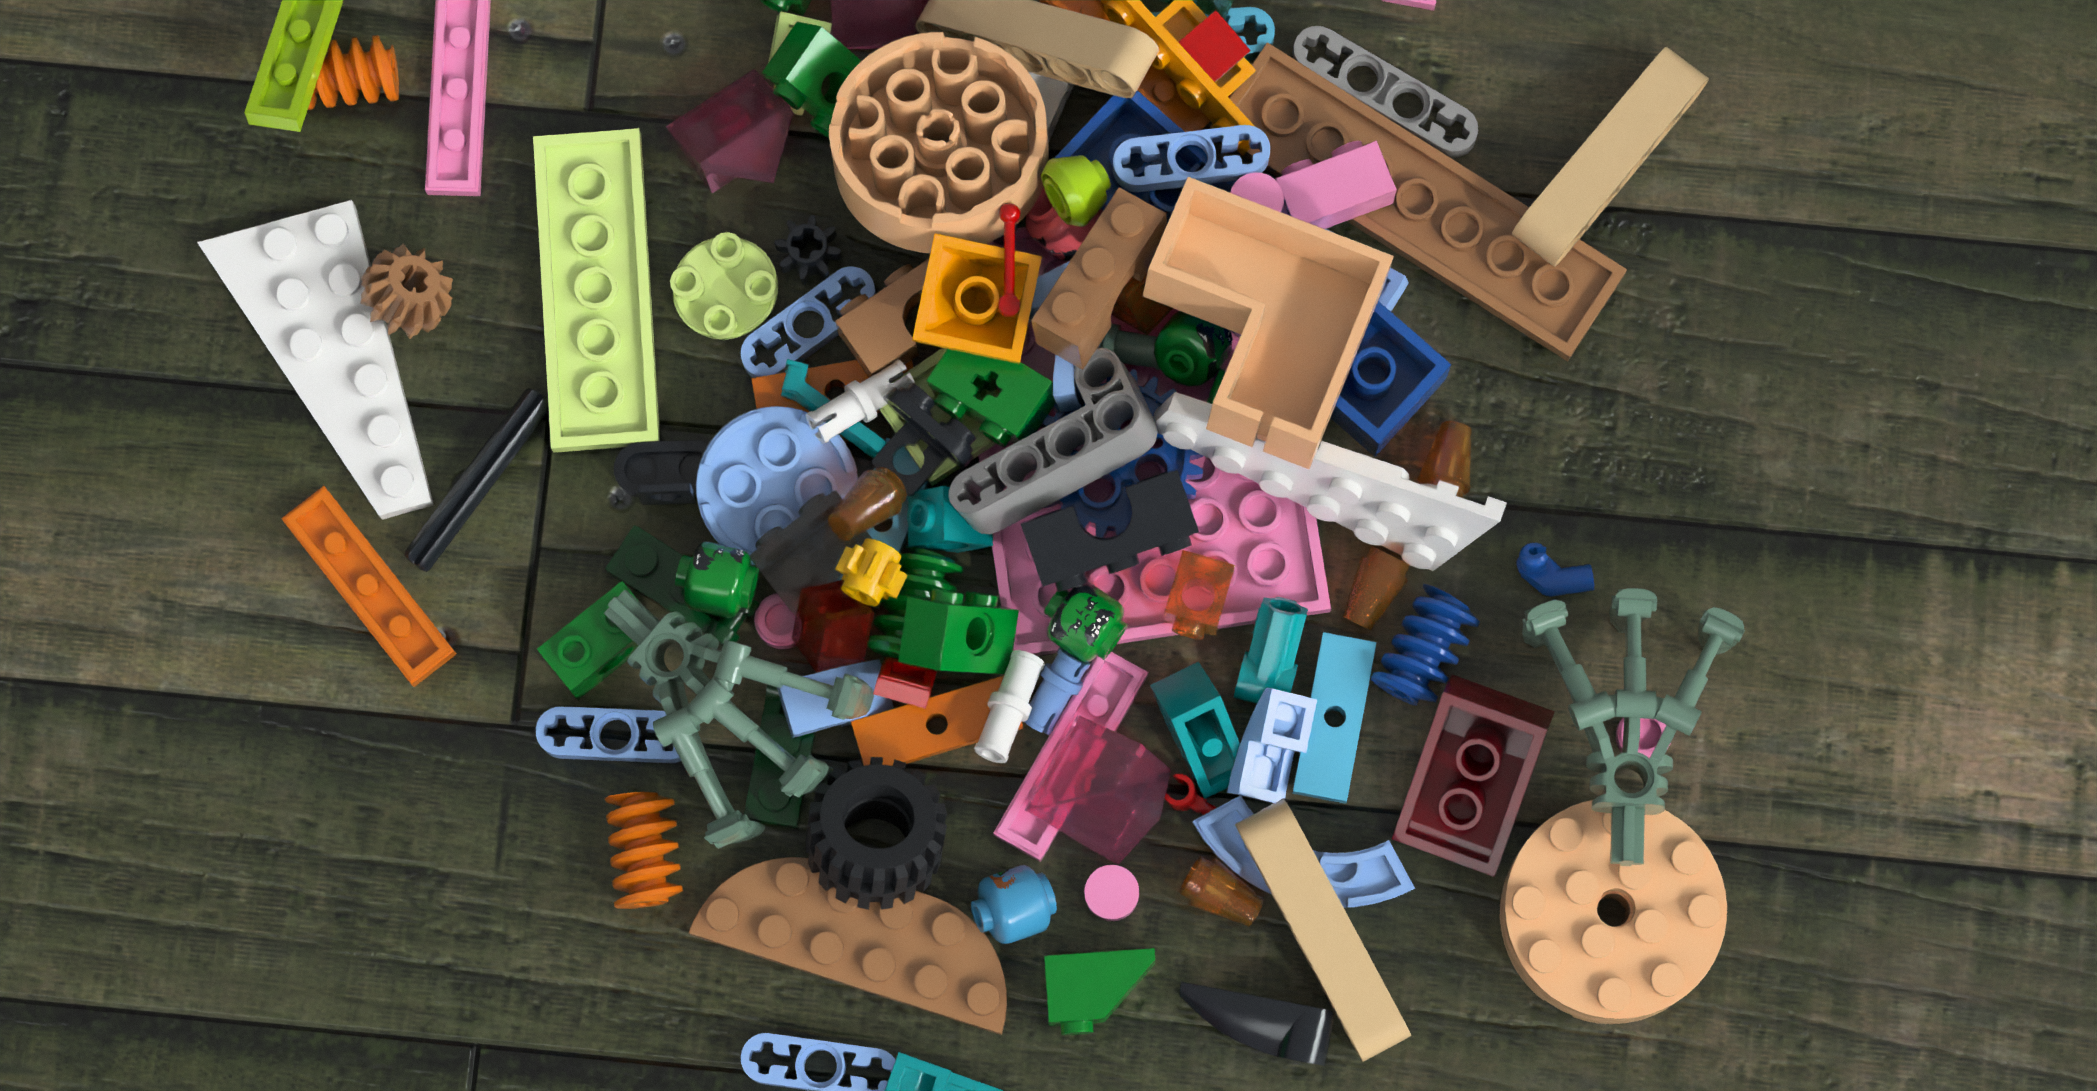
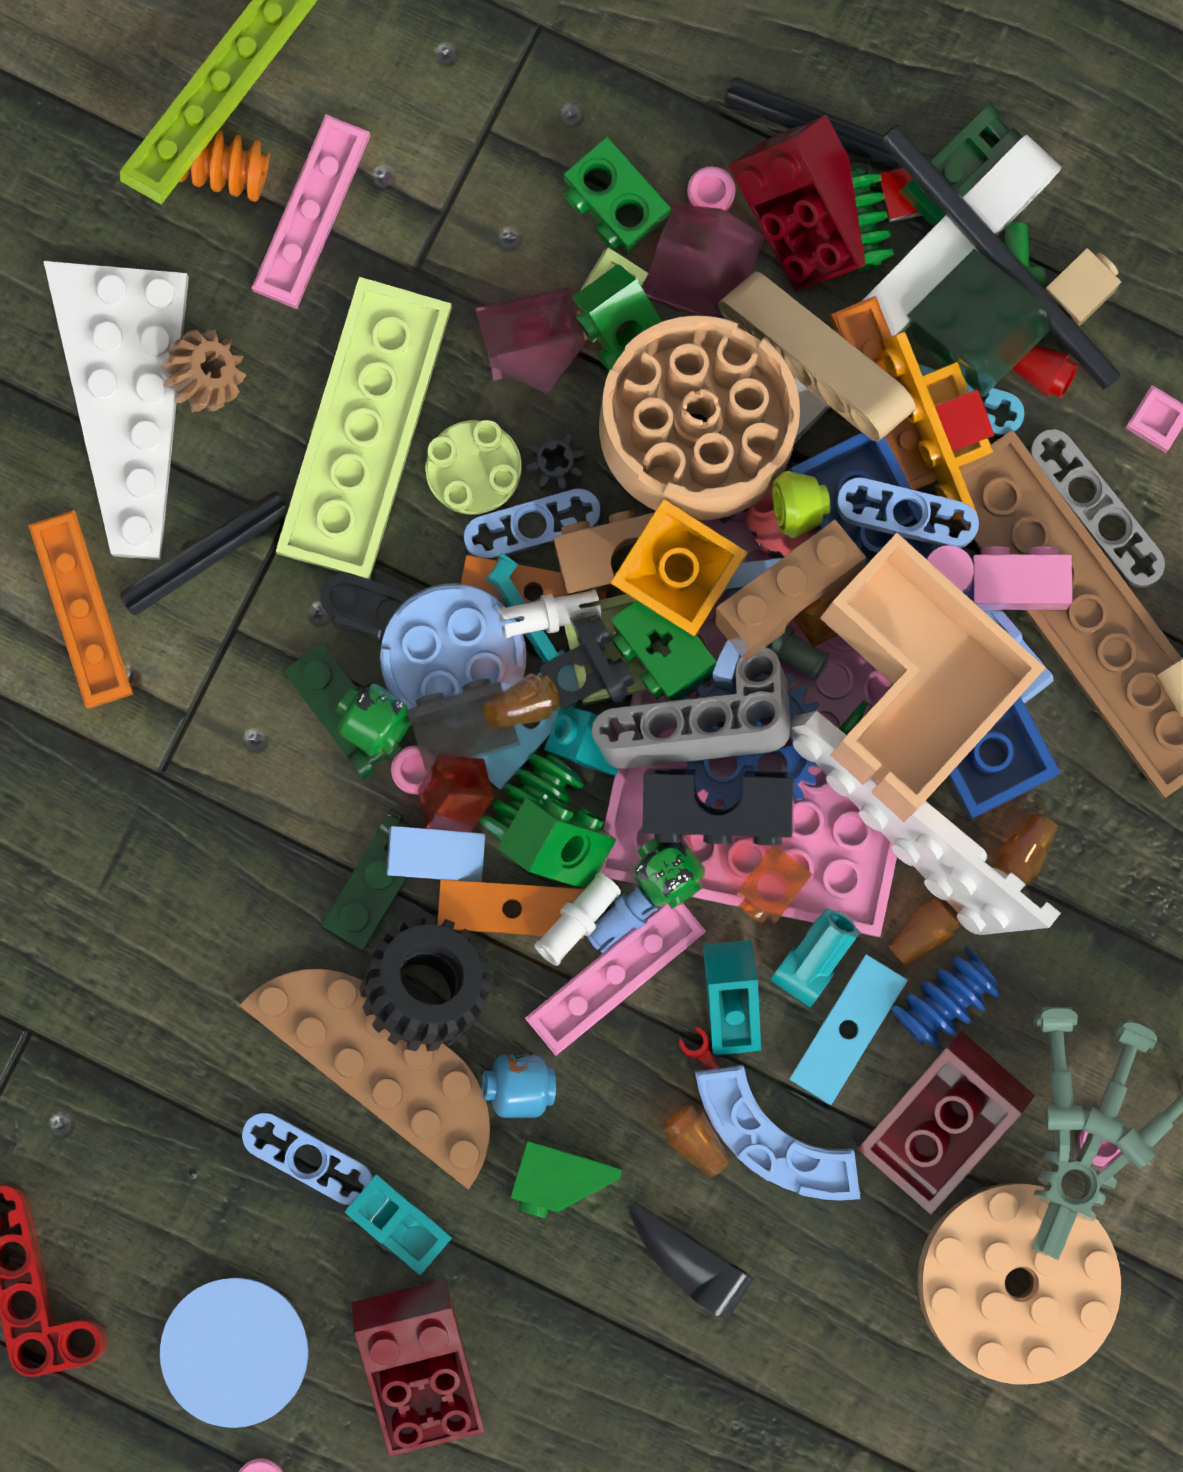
camera: 15 degrees right, 5 degrees up
(574, 745) = (202, 811): light blue beam -> none
(588, 647) = (255, 731): green brick -> none
(643, 849) = (227, 922): orange piece -> none
(847, 699) = (331, 828): sand green piece -> none
(871, 572) = (503, 763): yellow gear -> none
(905, 682) = (496, 866): red tile -> none
(1009, 303) = (704, 583): red hinge -> none
(1101, 790) = (629, 1017): clear pink slope -> none
(1111, 892) = (605, 1105): bright pink tile -> none
(1191, 349) = (844, 675): green head -> none
(1266, 752) = (777, 1040): light blue slope -> none
(1323, 930) = (769, 1206): tan beam -> none
(1548, 576) = (1075, 978): blue arm -> none

